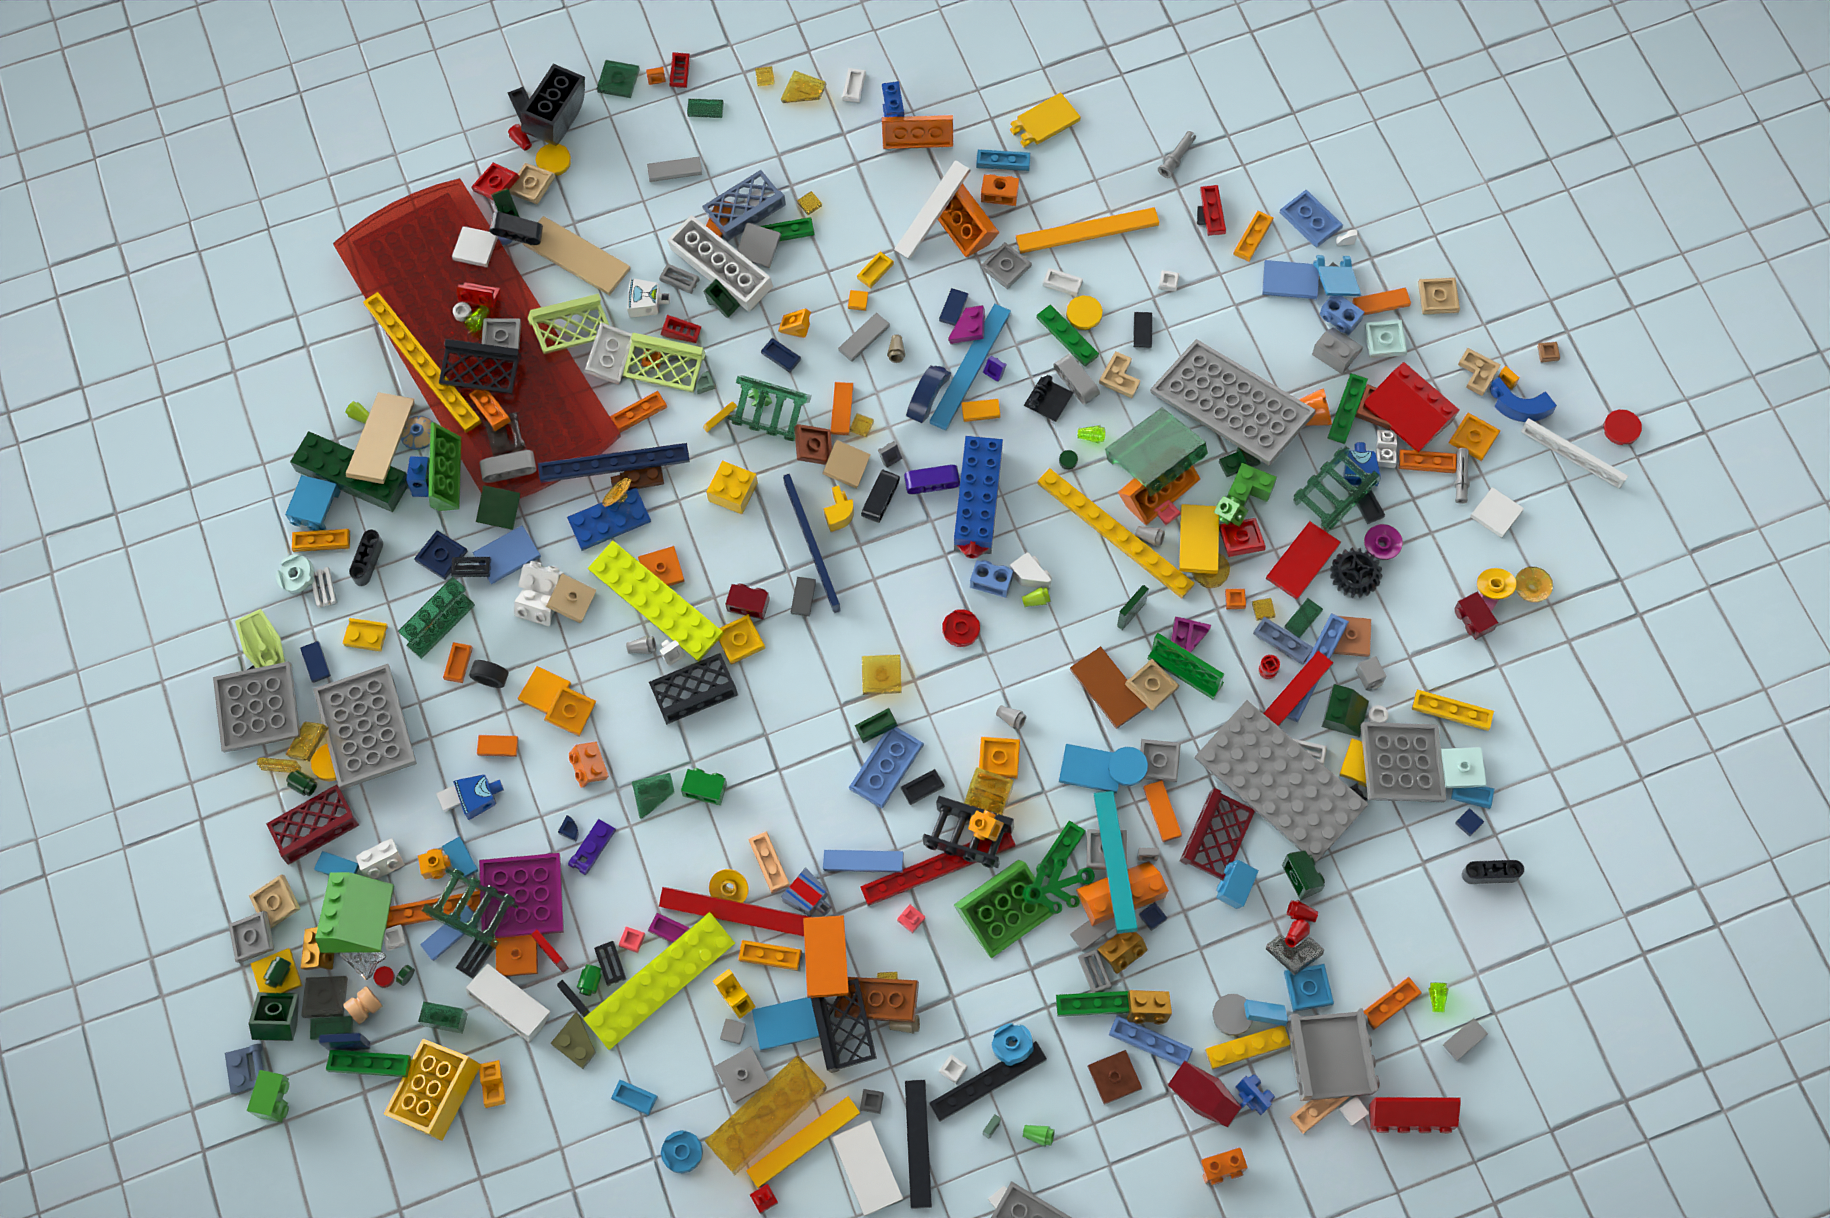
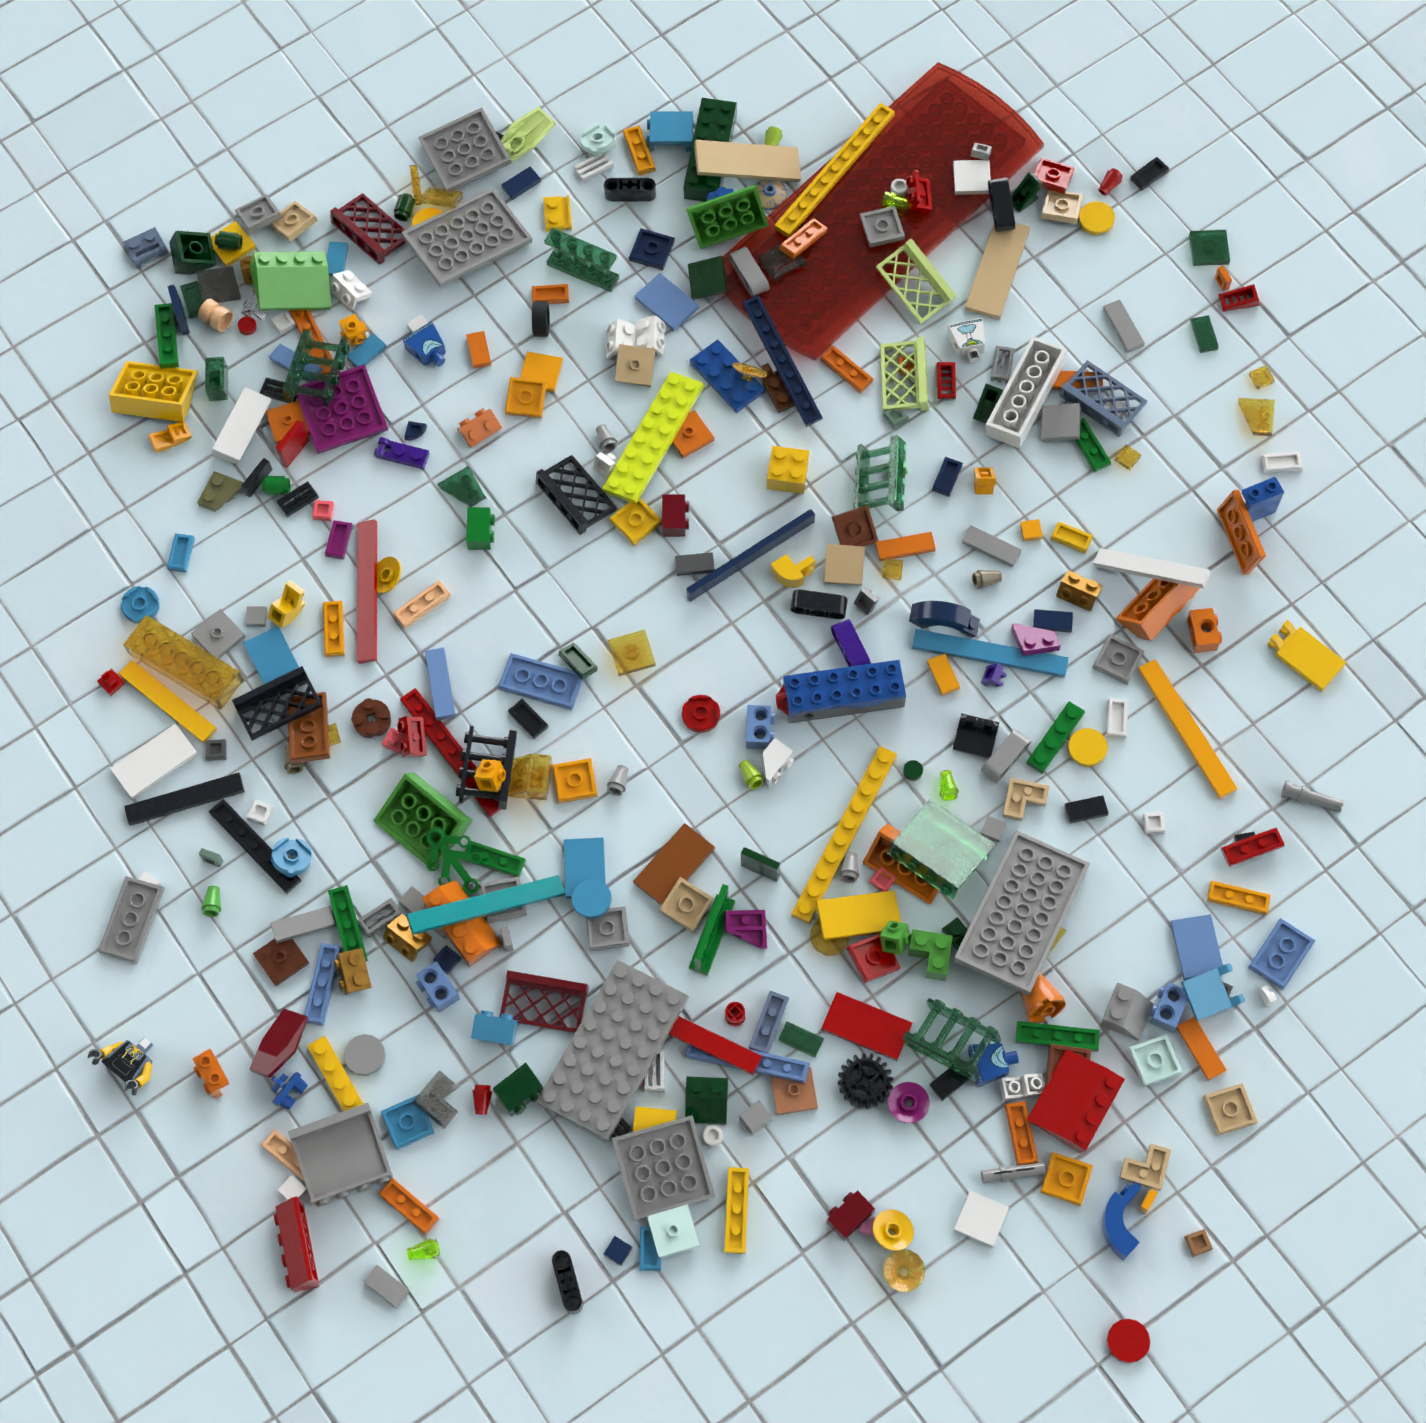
camera: 75 degrees right, 0 degrees up
(268, 1095) = (118, 267): bright green brick -> none
(405, 975) = (250, 339): dark green tile -> none
(451, 230) = (981, 151): none -> light grey tile
(484, 351) = (854, 209): black fence -> none
(484, 570) = (647, 287): black tile -> none
(553, 105) = (1146, 195): black brick -> none
(609, 353) = (898, 324): white tile -> none
(659, 981) = (289, 542): neon yellow plate -> none
(719, 416) = (860, 438): yellow tile -> none
(807, 894) = (396, 643): torso -> none
(825, 956) = (336, 671): orange tile -> none
(879, 948) = (368, 708): none -> copper plate
(916, 898) = (412, 736): none -> red bracket
(931, 277) = (1079, 590): none -> pearl gold bracket
(1003, 160) = (1243, 626): dark azure tile -> none
(1086, 1047) = (303, 924): none -> light grey tile
(1142, 408) = (993, 828): none -> light grey tile
(1162, 811) = (556, 944): orange tile -> none
(1179, 924) = (440, 985): none -> medium blue brick
(1235, 599) = (804, 967): orange tile -> none
(1263, 608) = (800, 997): clear yellow tile -> none
(1265, 1012) = (370, 1082): dark azure tile -> none
(1298, 931) = (458, 1097): red cone -> none
(1574, 453) = (1075, 1290): white tile -> none

